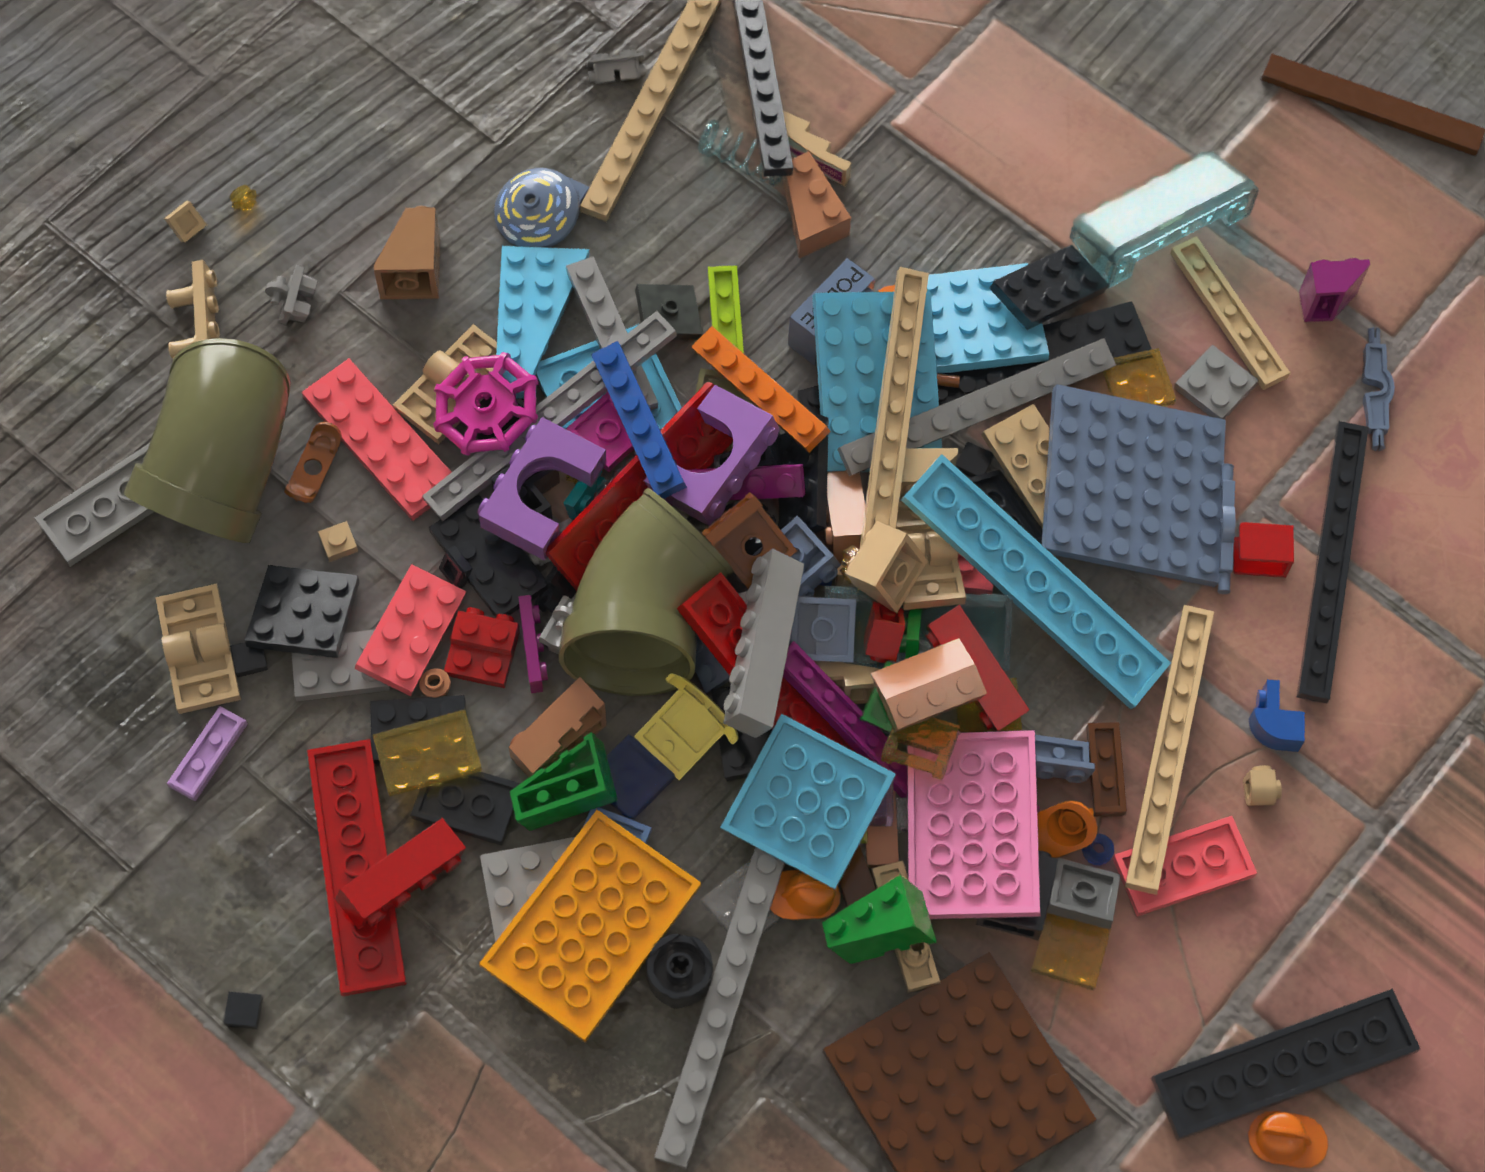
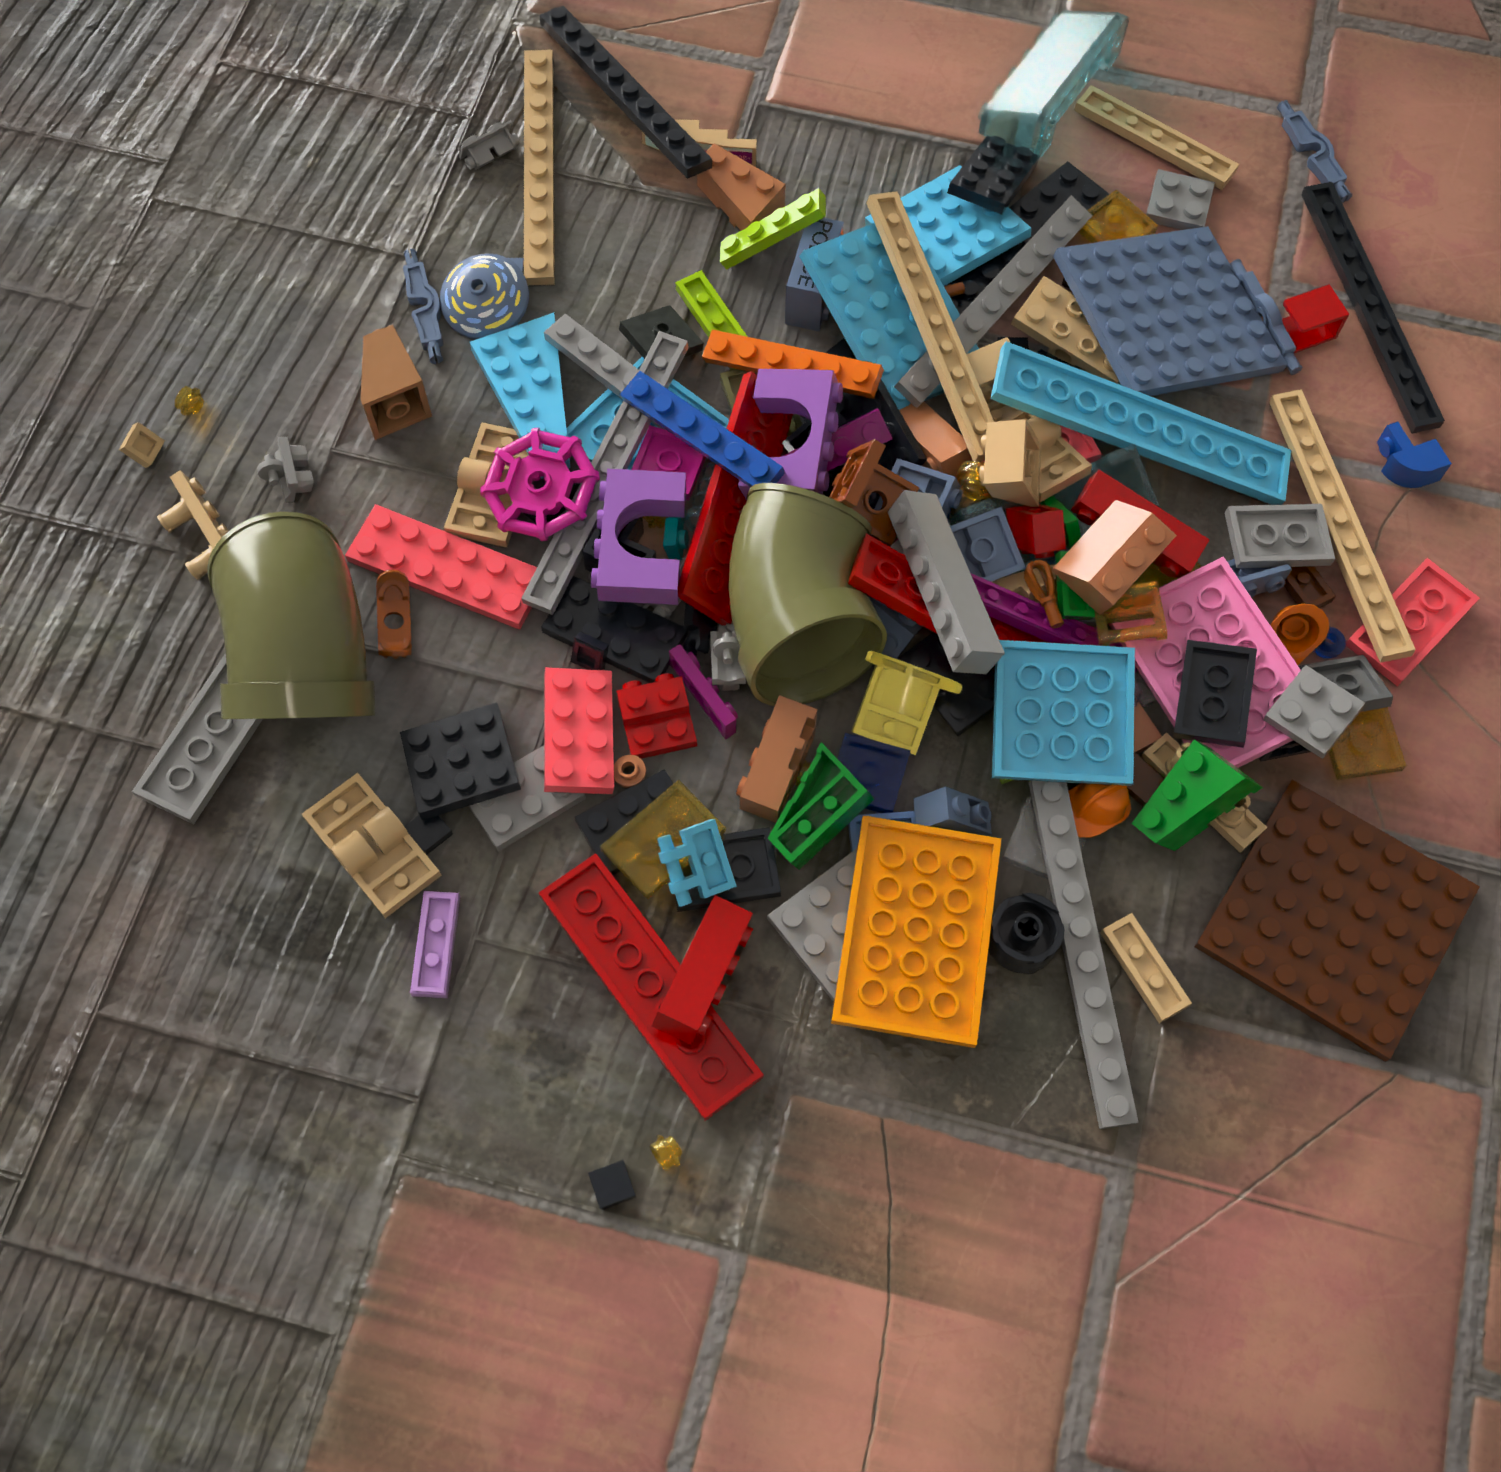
camera: 25 degrees left, 0 degrees up
(298, 1005) = (666, 1152): none -> clear yellow plate
(338, 541) = (457, 680): tan plate -> none
(450, 784) = (706, 858): none -> medium azure plate
(480, 206) = (428, 316): none -> sand blue piece
(680, 844) = (953, 811): none -> sand blue slope
(704, 148) = (611, 173): clear light blue piece -> none
(767, 1047) = (1145, 968): none -> tan plate
(813, 256) = (773, 228): none -> lime plate
(855, 701) = (1049, 601): none -> dark orange piece
(951, 845) = (1215, 693): none -> black plate
(1025, 900) = (1314, 711): none -> light grey plate
(1104, 735) = (1279, 535): none -> light grey plate
(1261, 786) = (1434, 522): tan plate -> none
(1330, 287) = (1231, 79): magenta slope -> none

